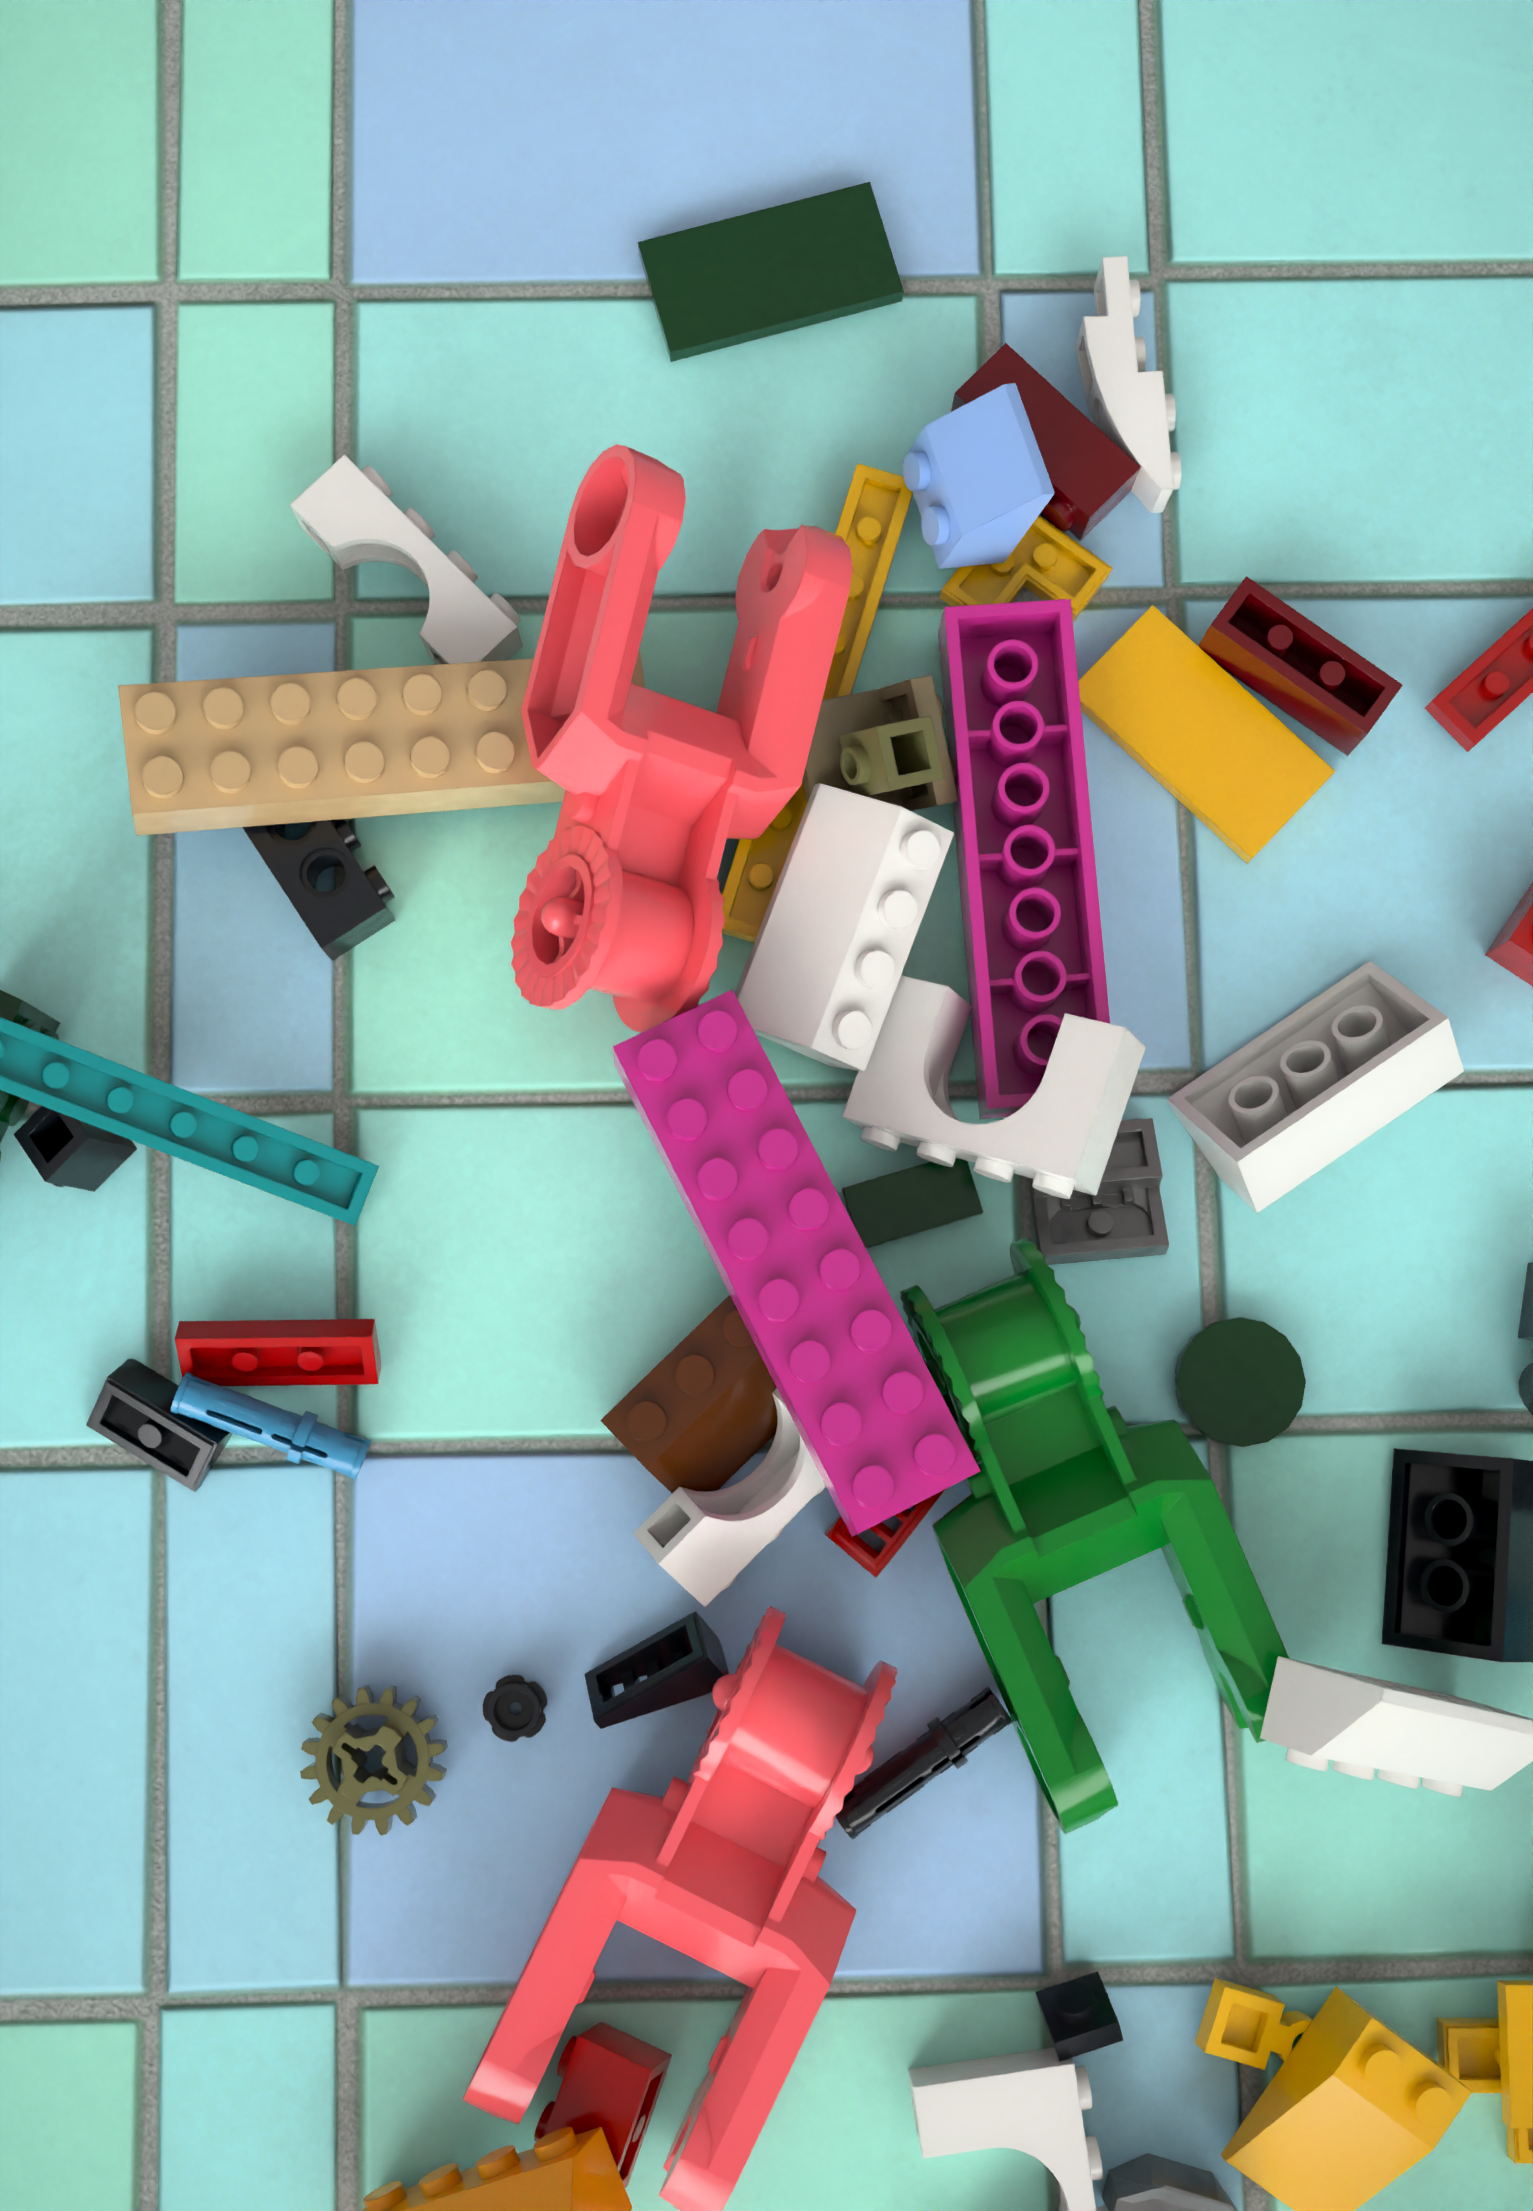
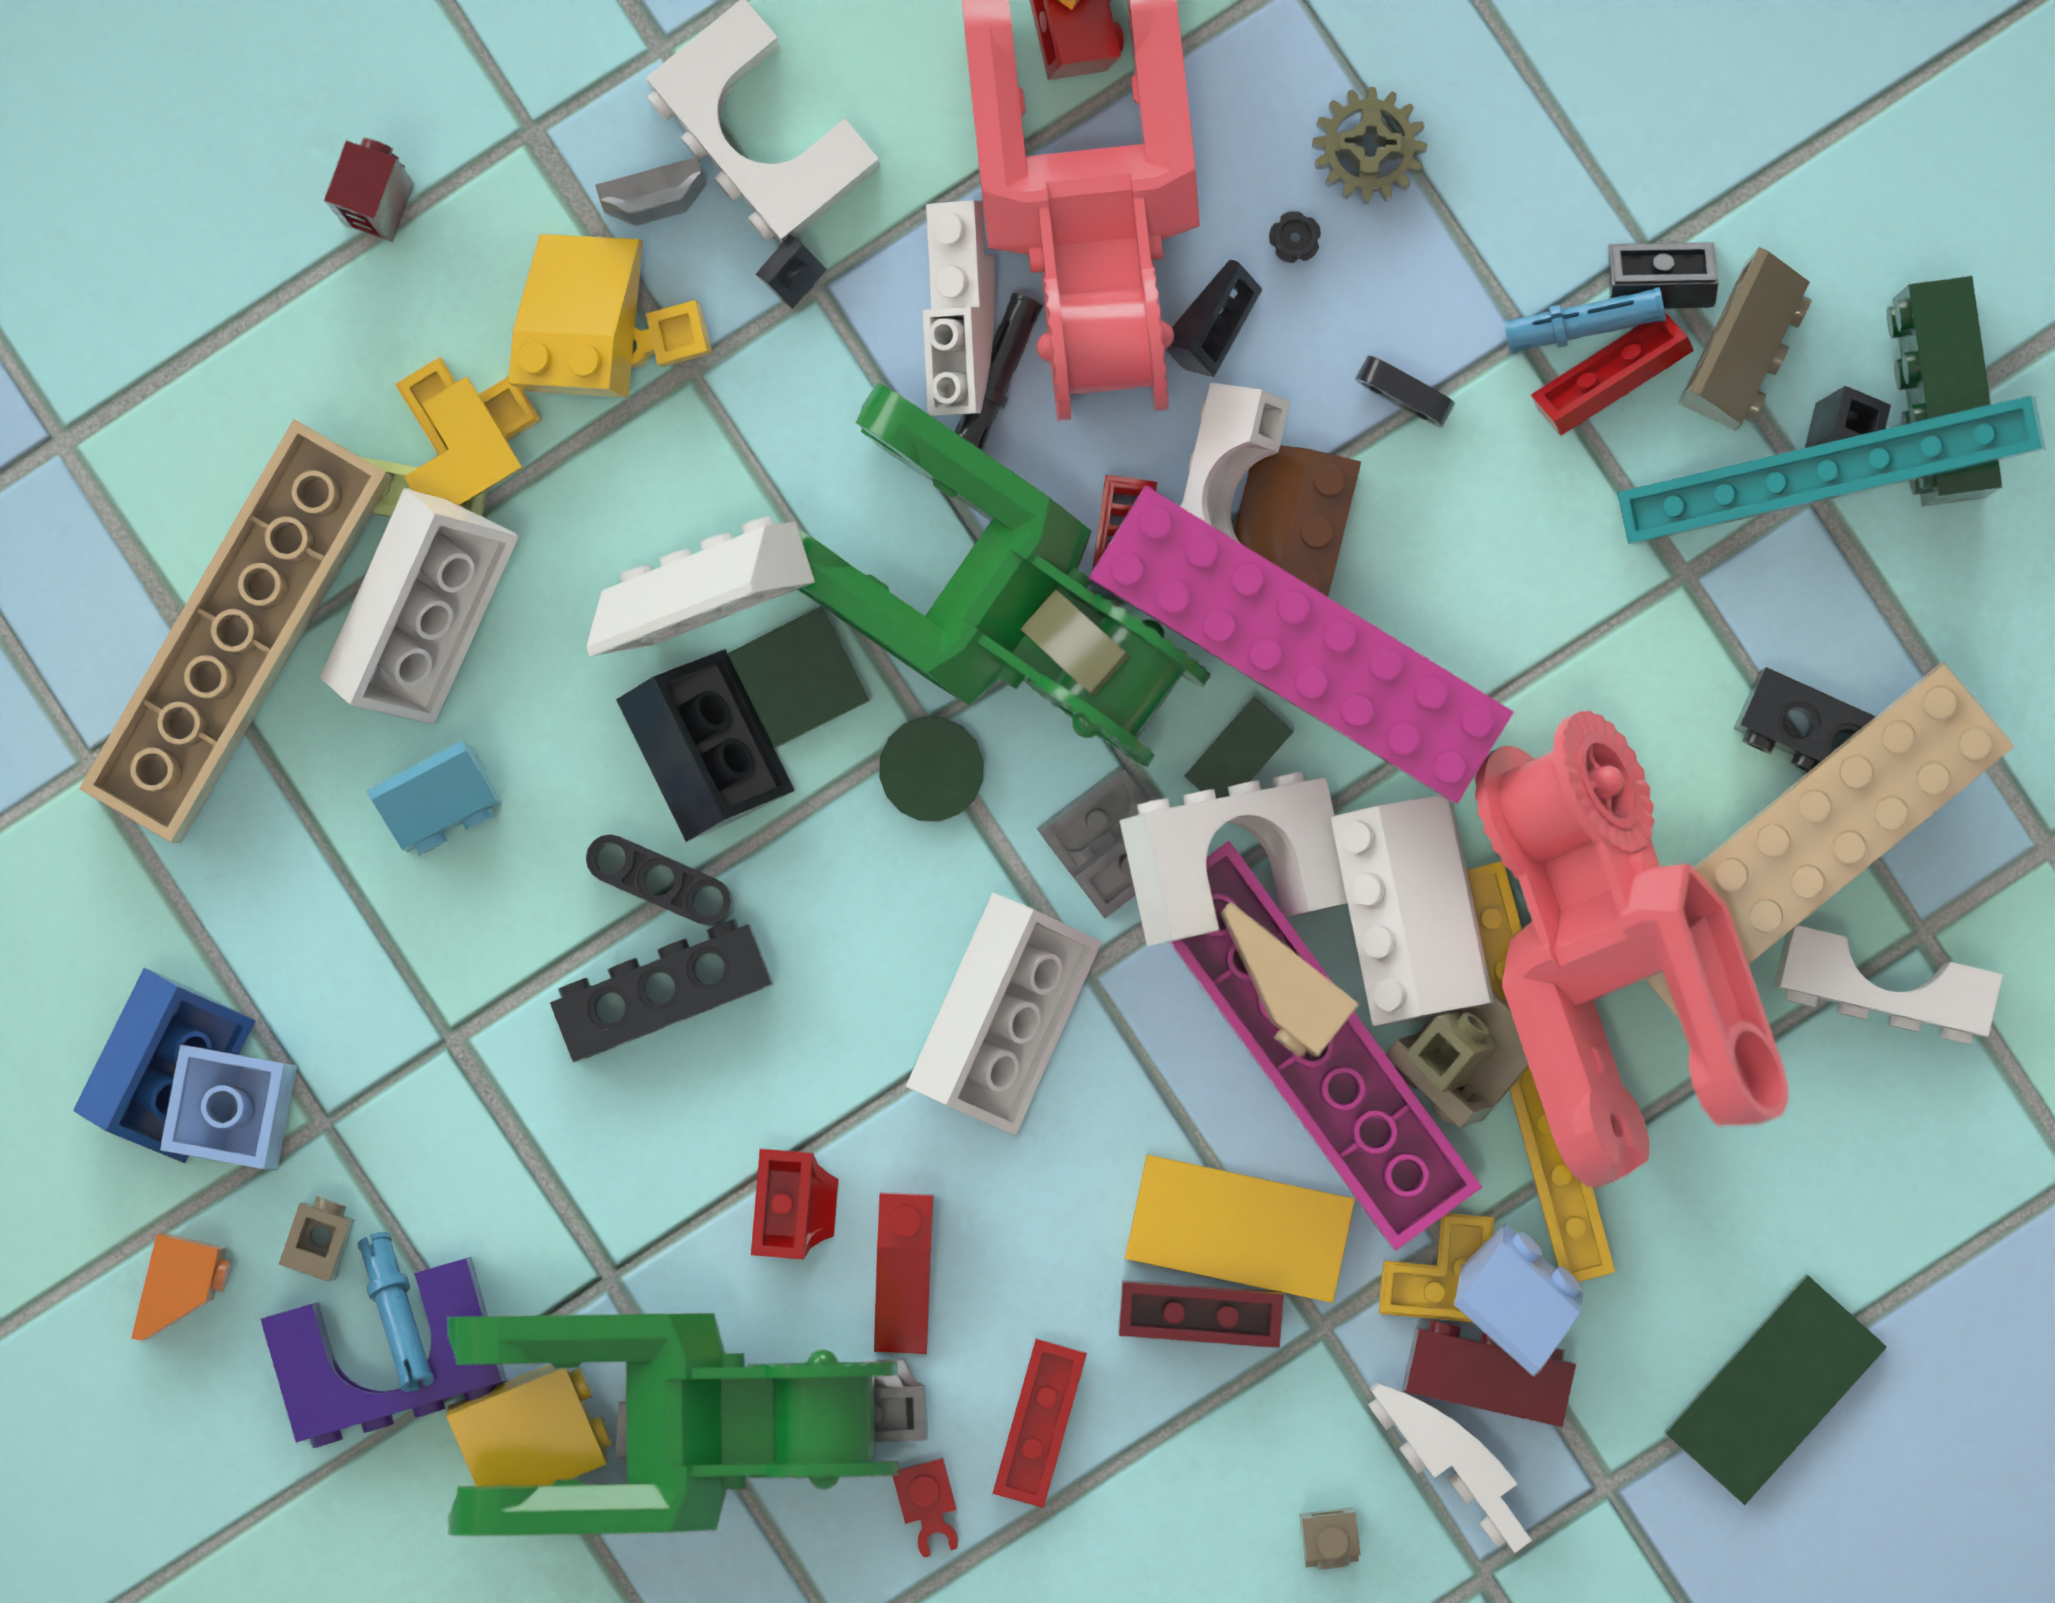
camera: 155 degrees right, 5 degrees up
(117, 1298) = (1747, 341): none -> dark tan slope
(505, 1469) = (1405, 391): none -> black beam
(925, 1845) = (962, 309): none -> white slope
(1026, 896) = (1291, 991): none -> tan slope
(1033, 1411) = (1075, 642): none -> olive slope
(1300, 375) = (1330, 1538): none -> dark tan brick
(1325, 1564) = (798, 677): none -> dark green tile

